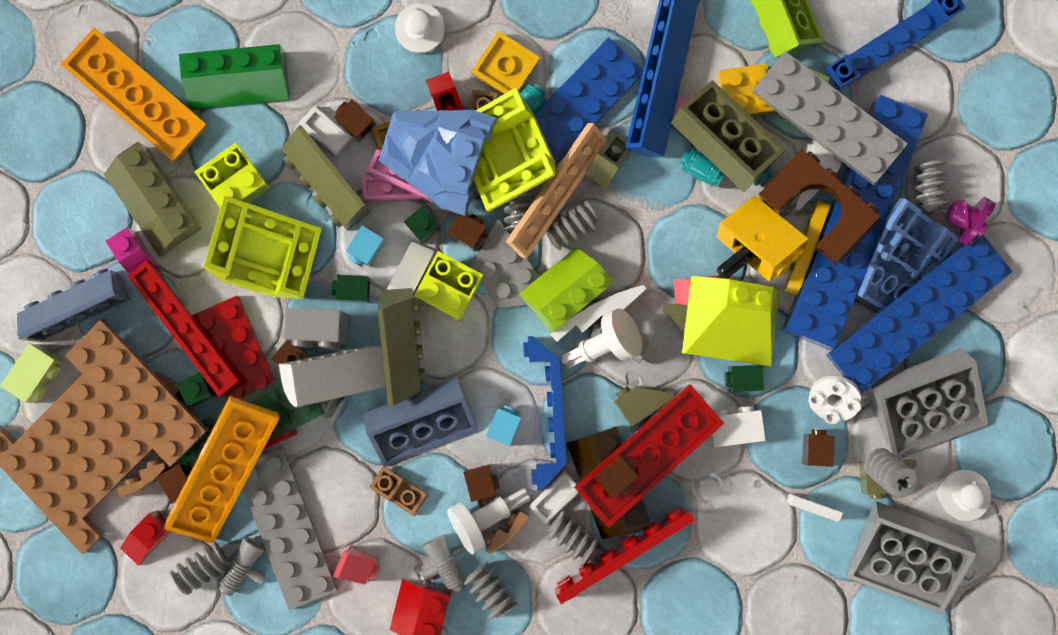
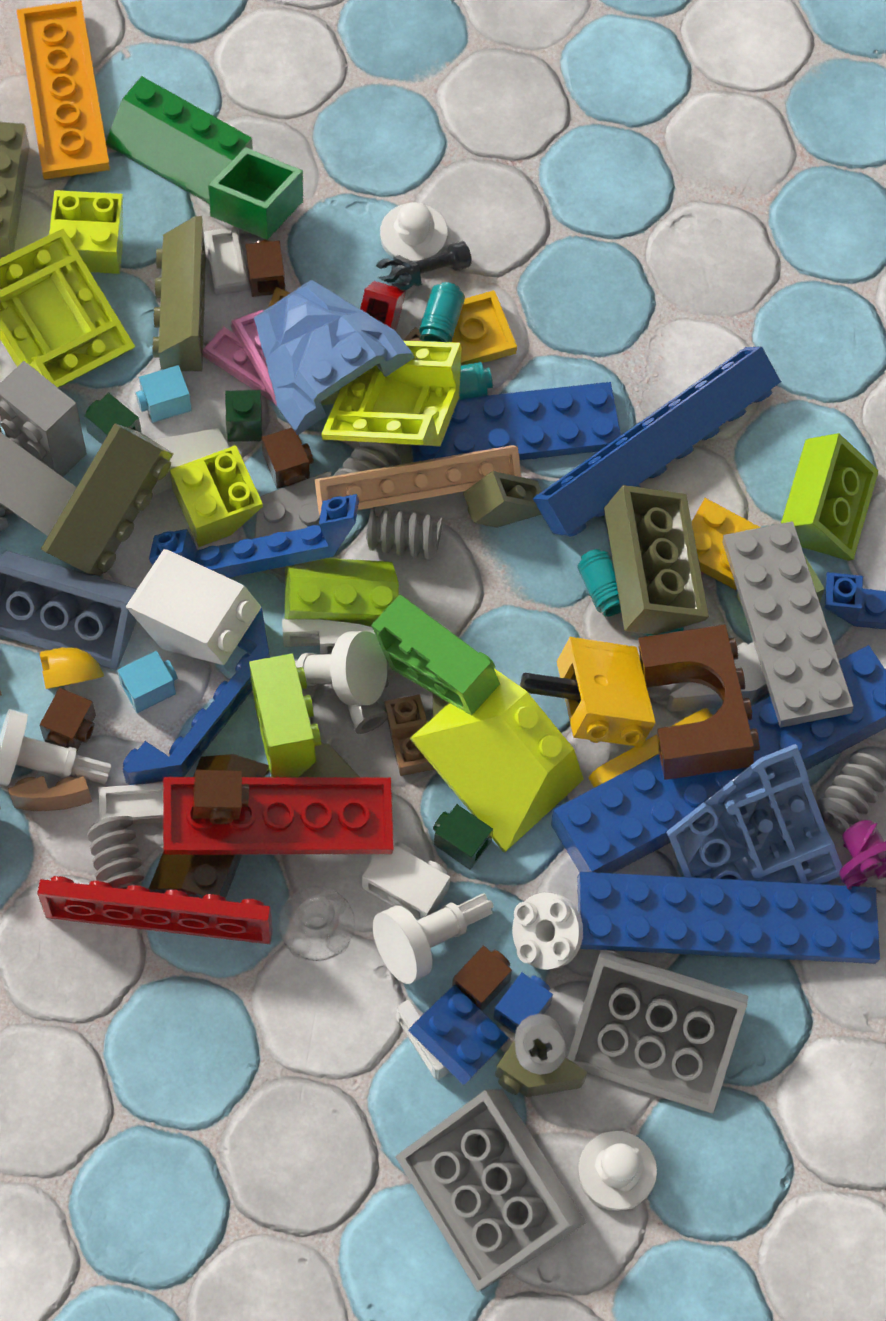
camera: 35 degrees right, 20 degrees down
(312, 78) = (256, 193): none -> green piece
(436, 60) = (457, 256): none -> black bar
(455, 453) = (68, 667): none -> yellow brick
(484, 73) = (441, 313): none -> teal head
(500, 369) = (192, 609): none -> white slope
(505, 305) = (270, 551): none -> blue slope
(604, 395) = (284, 715): none -> lime slope
(664, 297) = (434, 656): none -> bright green wedge
(665, 340) = (404, 720): none -> medium nougat slope
(768, 464) = (406, 942): none -> white piece
(833, 492) = (458, 1034): none -> blue plate
(850, 446) = (523, 998): none -> blue brick

